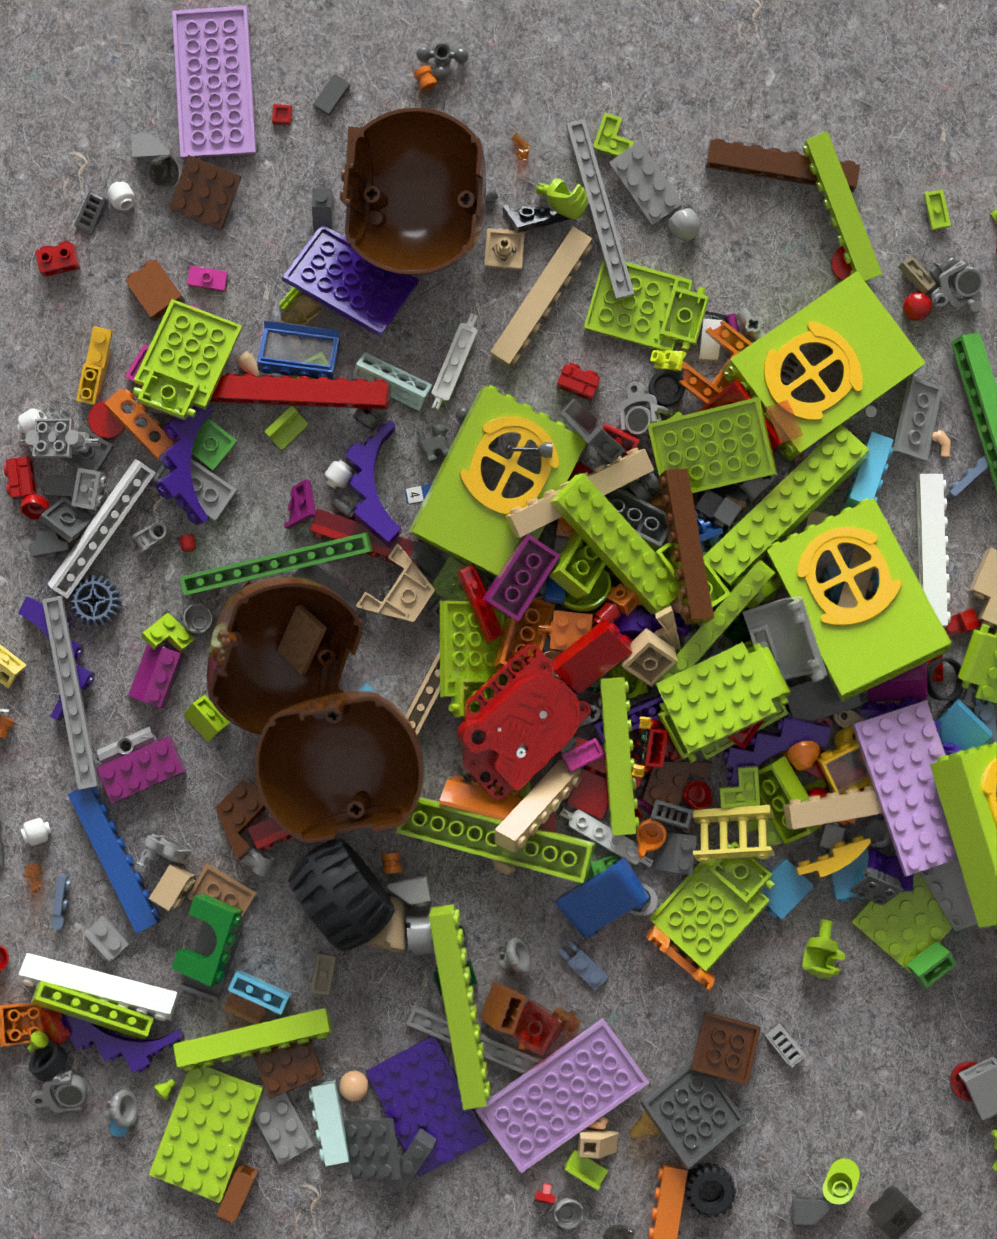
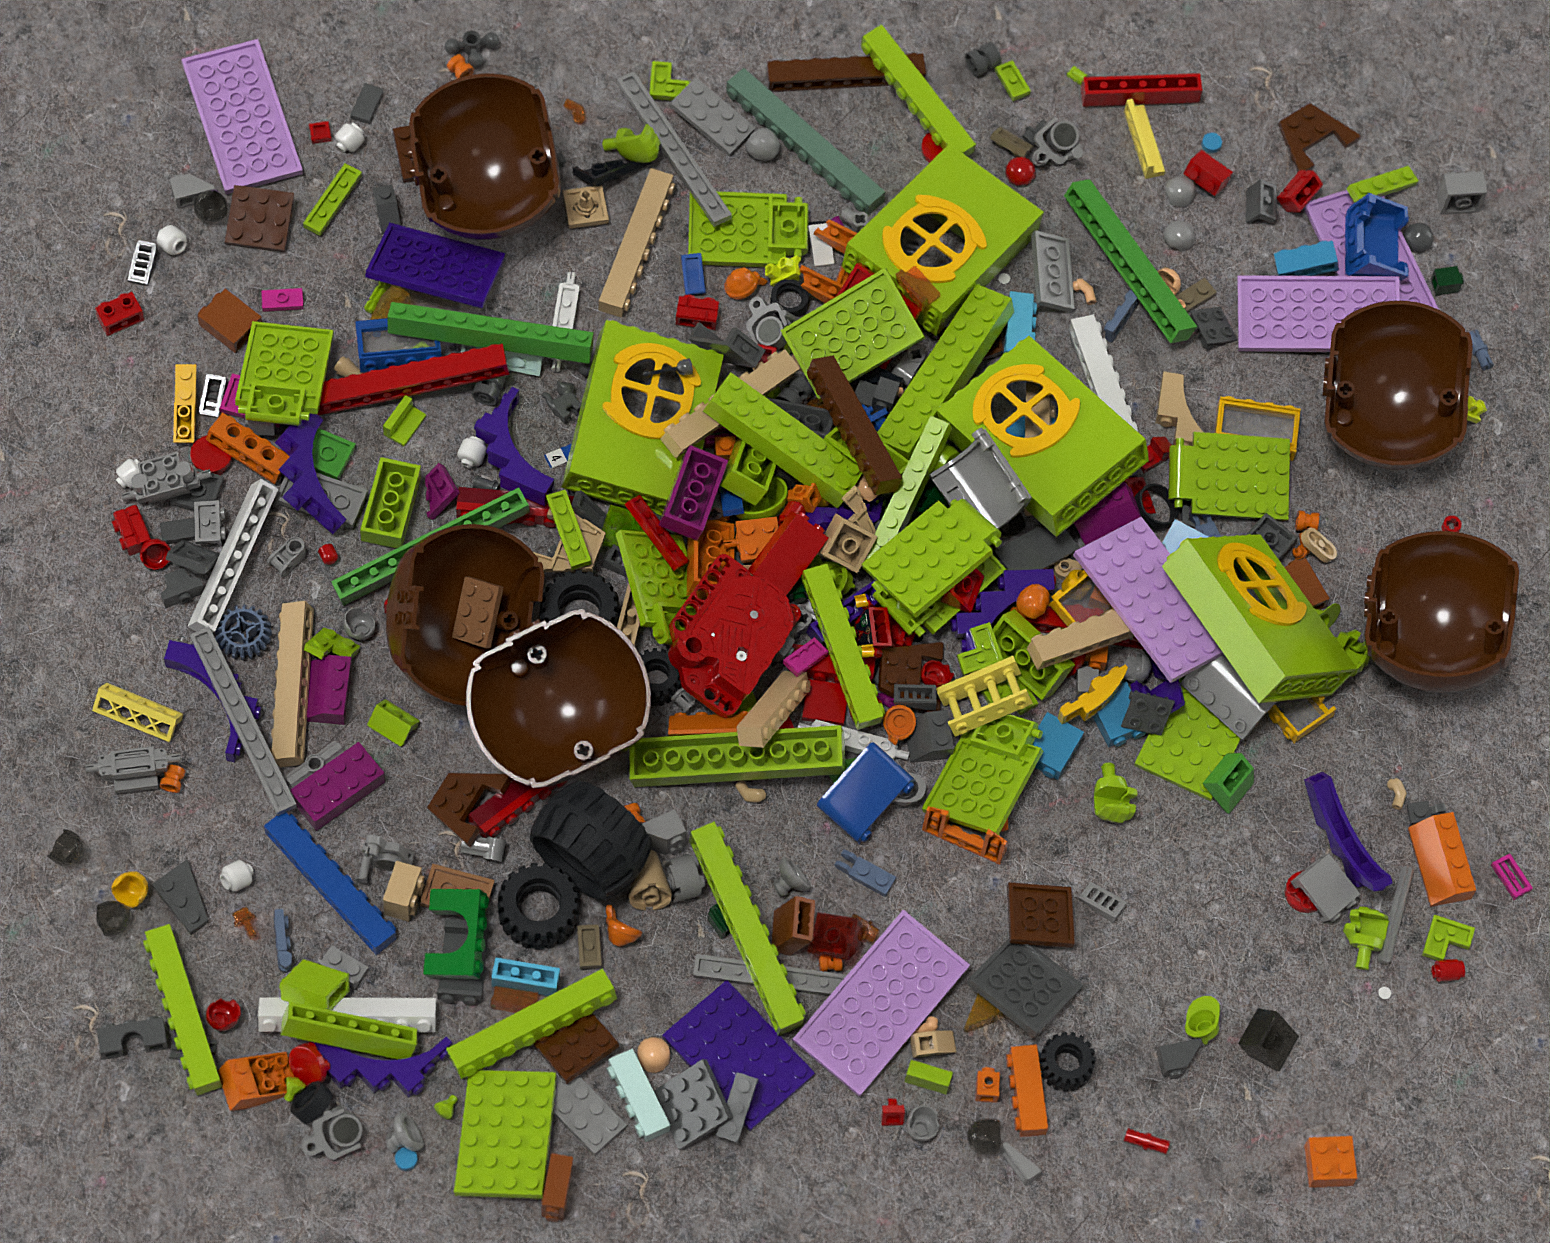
camera: 25 degrees left, 20 degrees down
(74, 957) = (314, 985): none -> lime brick
(117, 358) = (223, 381): none -> slope
(125, 663) = (292, 684): none -> tan brick
(253, 508) = (390, 503): none -> lime brick
(264, 943) = (538, 932): none -> black tyre
(276, 187) = (332, 199): none -> lime plate
(306, 128) = (349, 137): none -> white head
(354, 968) = (618, 932): none -> orange hat
(380, 366) = (486, 330): none -> bright green brick
(394, 630) = (580, 586): none -> black tyre
(401, 580) = (568, 529): none -> lime plate
(430, 742) = (659, 661): none -> black tyre
(584, 342) = (693, 274): none -> blue tile
(628, 362) = (742, 283): none -> orange hat
(632, 1183) = (987, 1092): none -> orange brick
(724, 229) = (805, 142): none -> sand green brick
(913, 182) = (984, 58): none -> dark grey wheel

